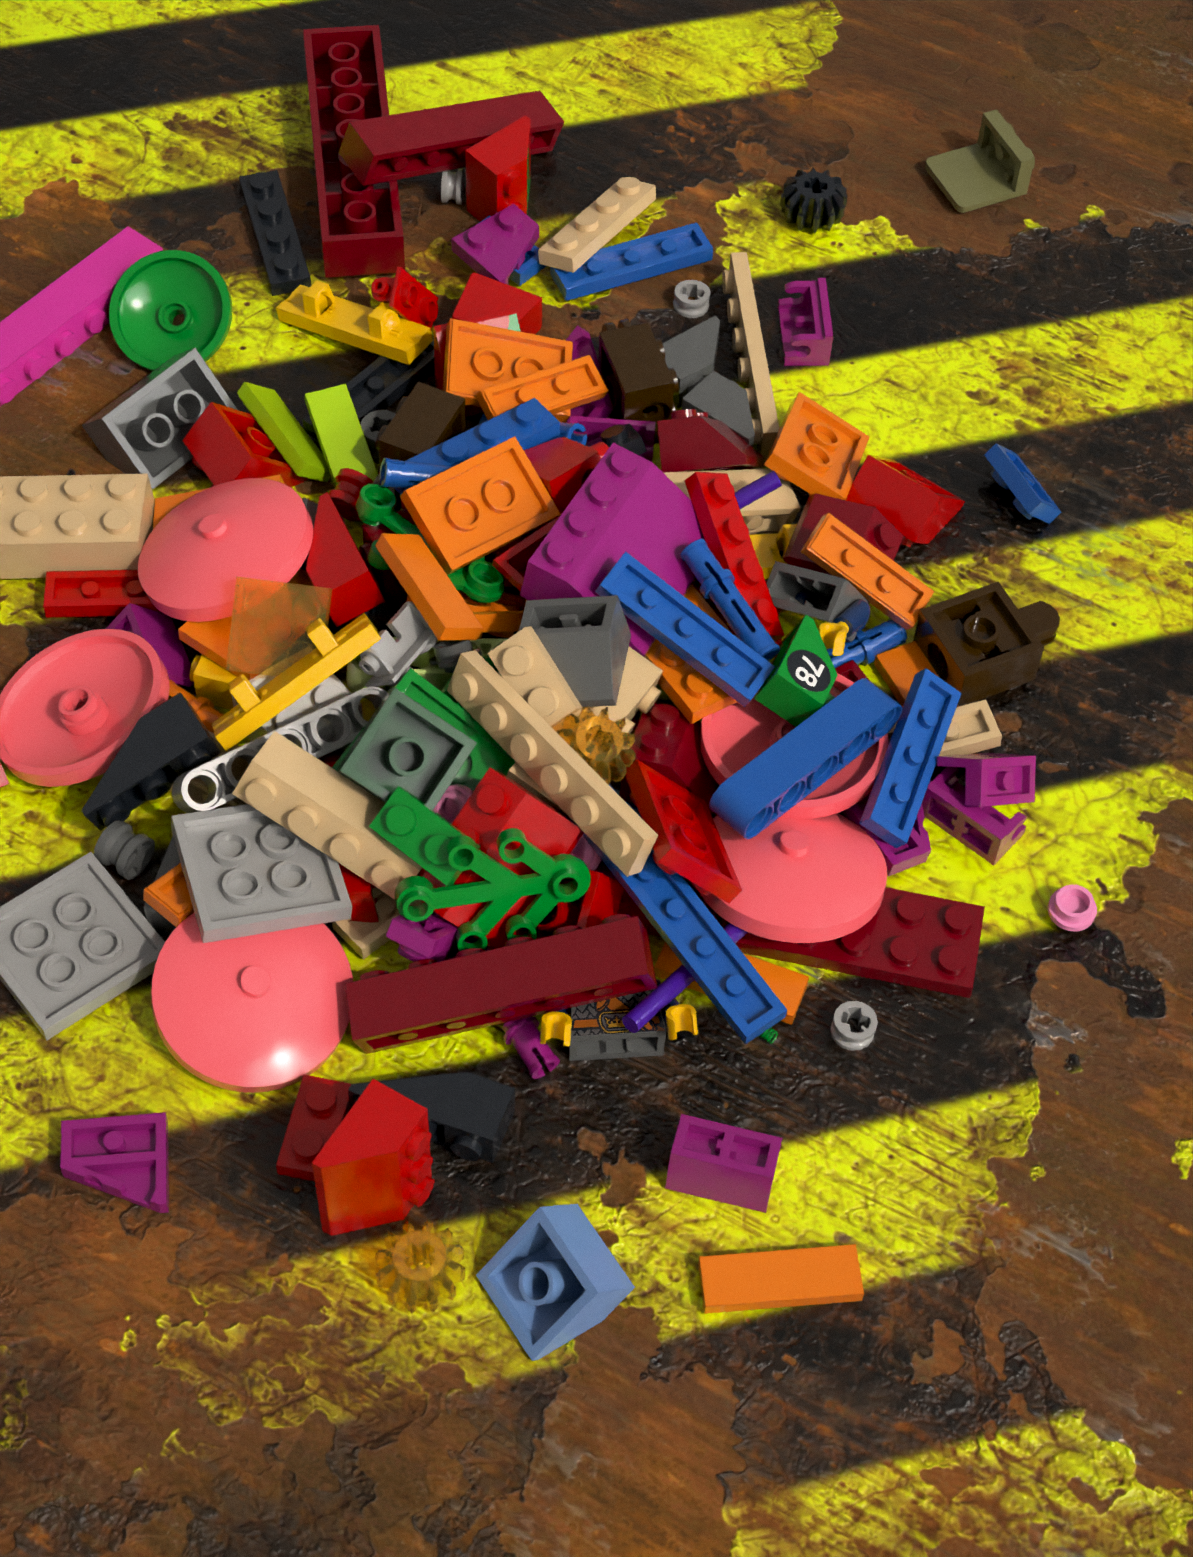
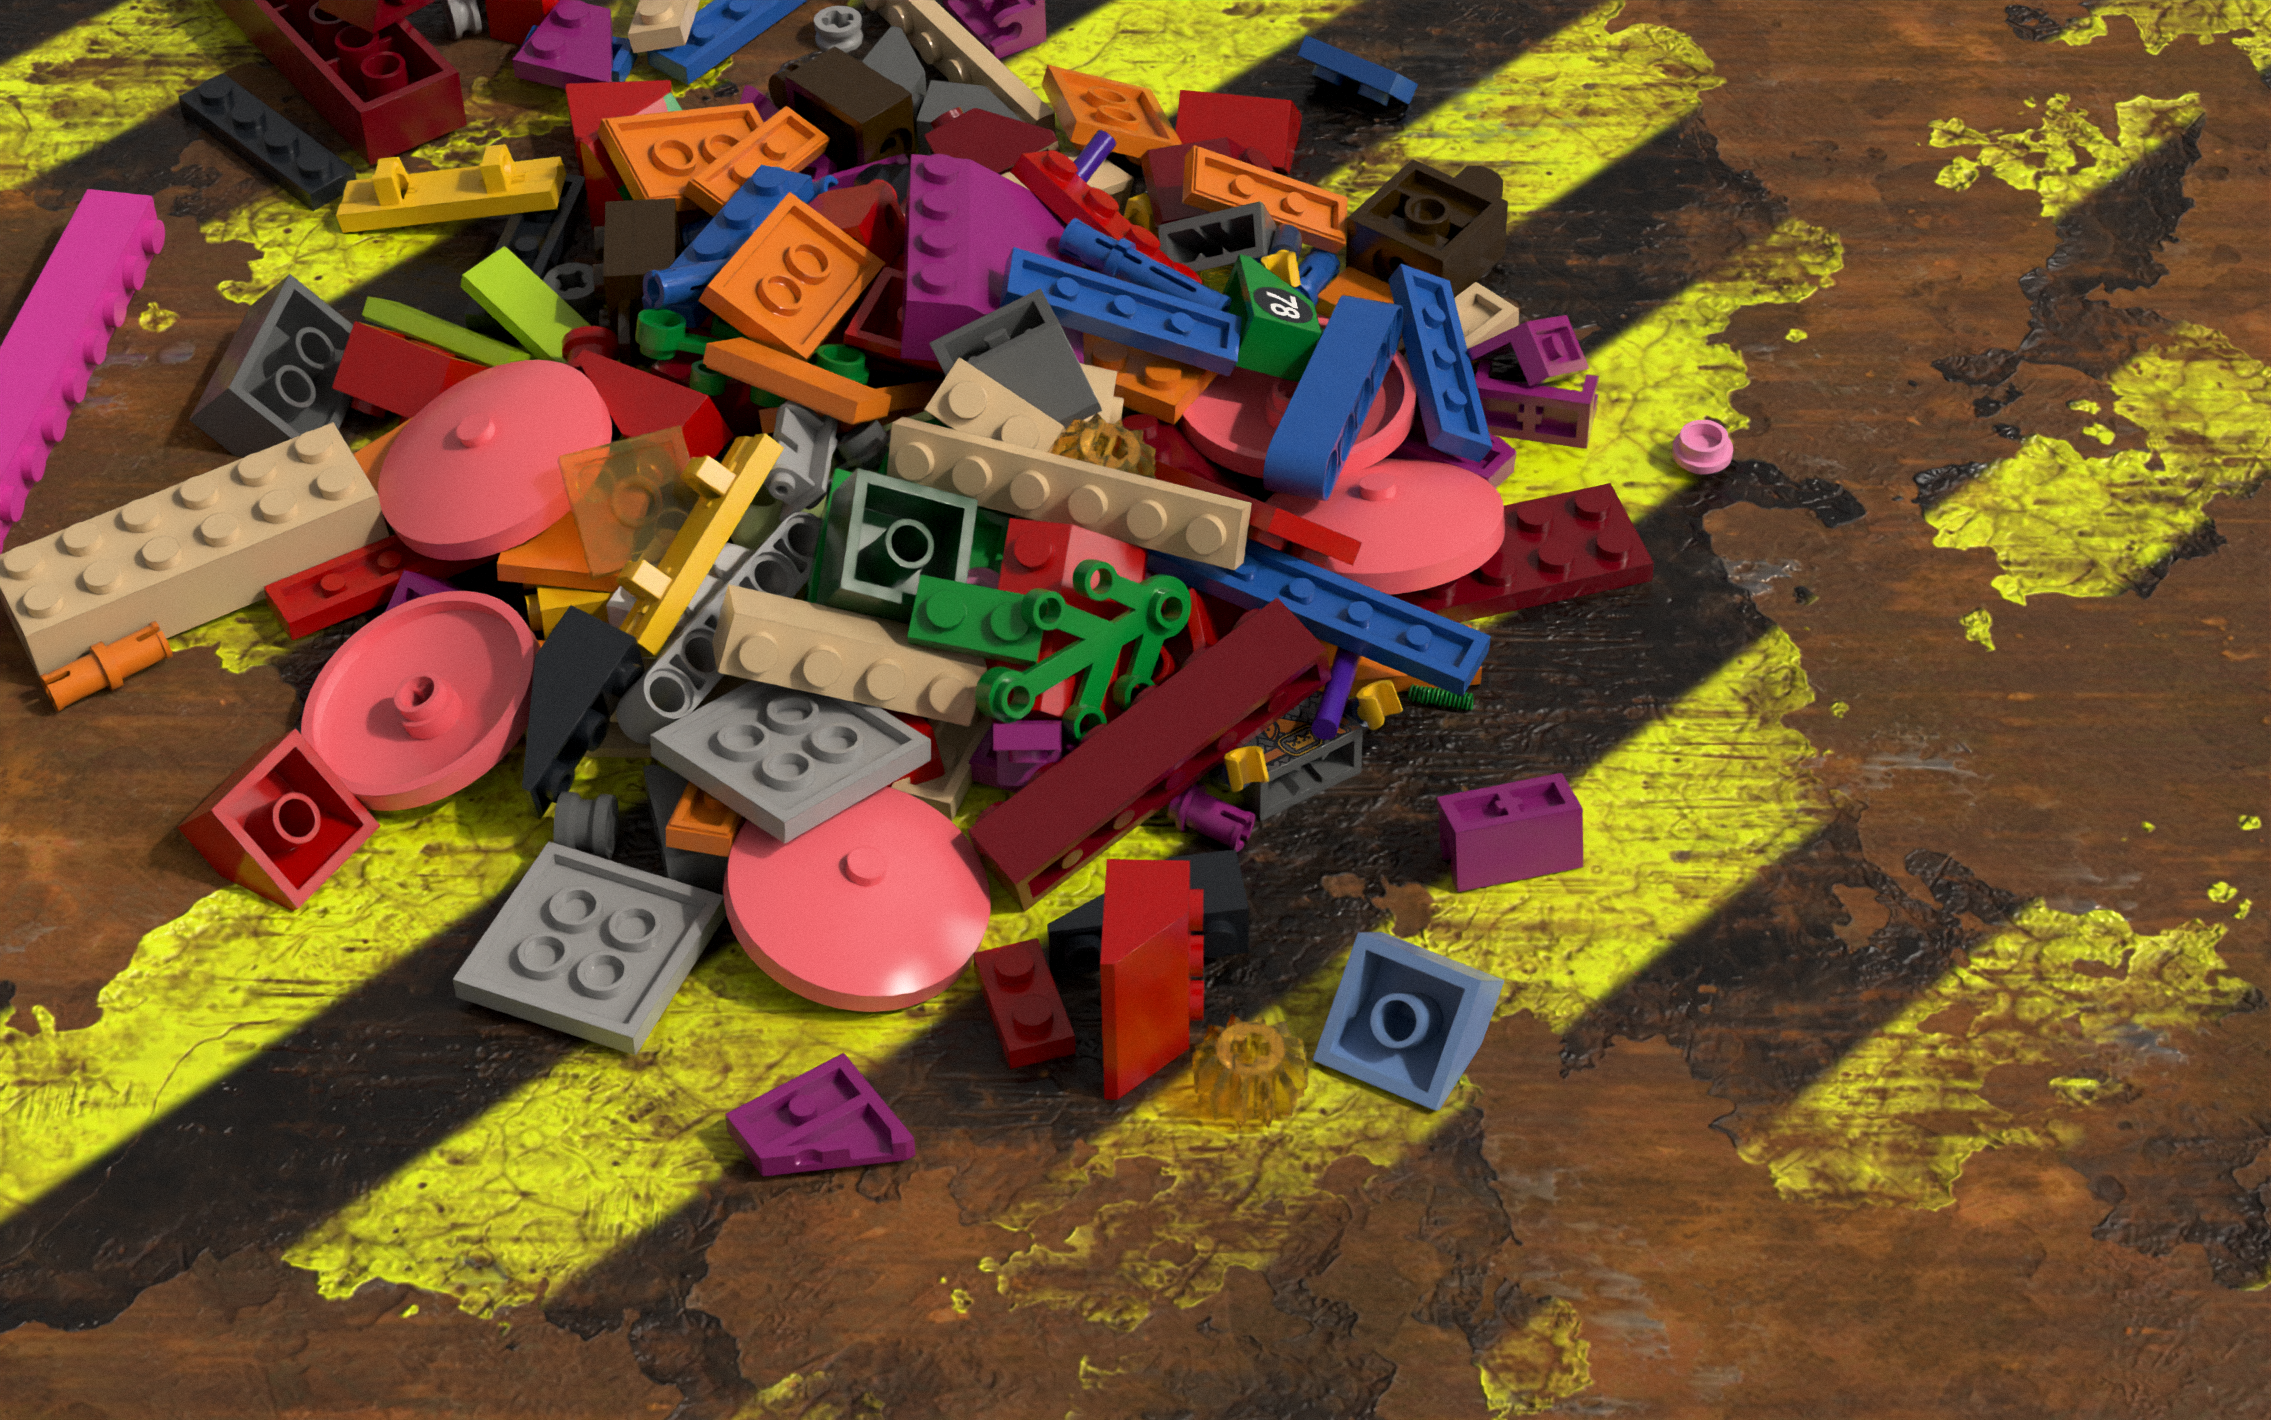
camera: 25 degrees left, 10 degrees down
(158, 291) = (202, 228): green dish -> none
(407, 297) = (505, 128): red hinge -> none
(780, 1278) = (1645, 916): orange tile -> none
(841, 1030) = (1550, 653): light grey bush -> none

